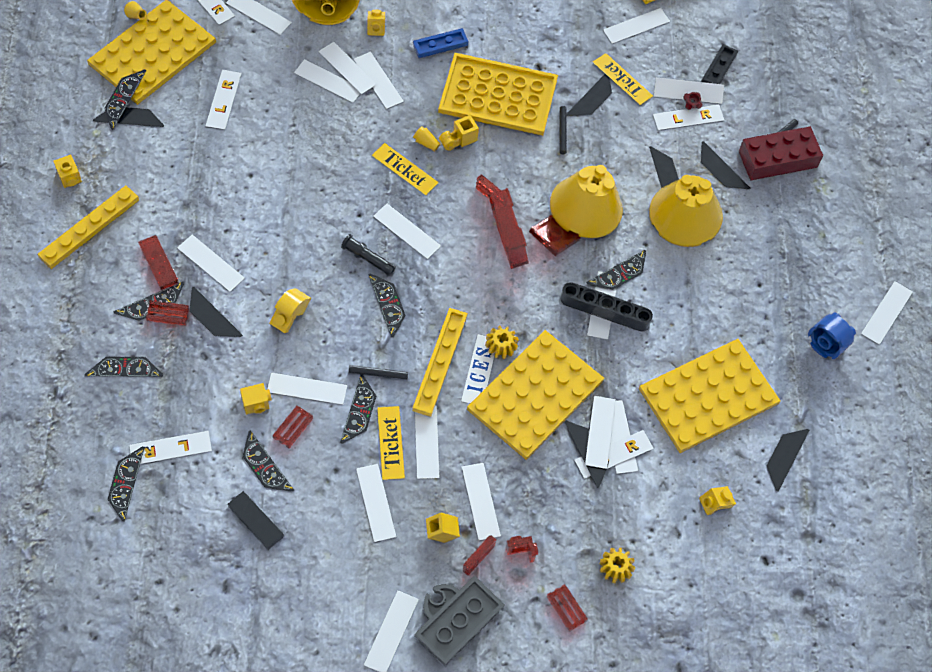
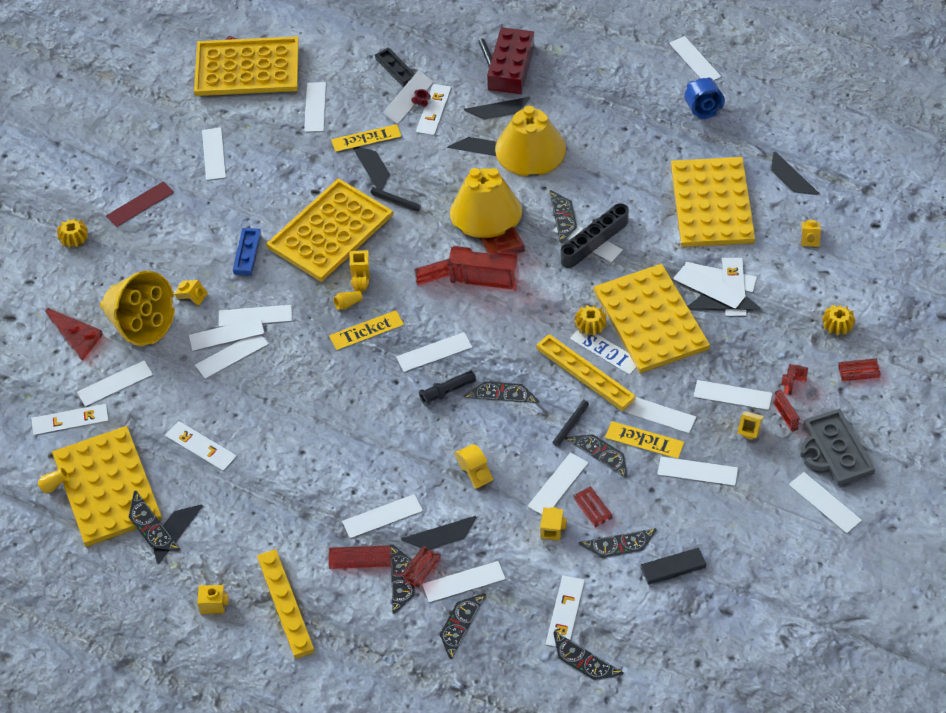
camera: 55 degrees left, 10 degrees down
(169, 353) = (463, 581): none -> white sticker

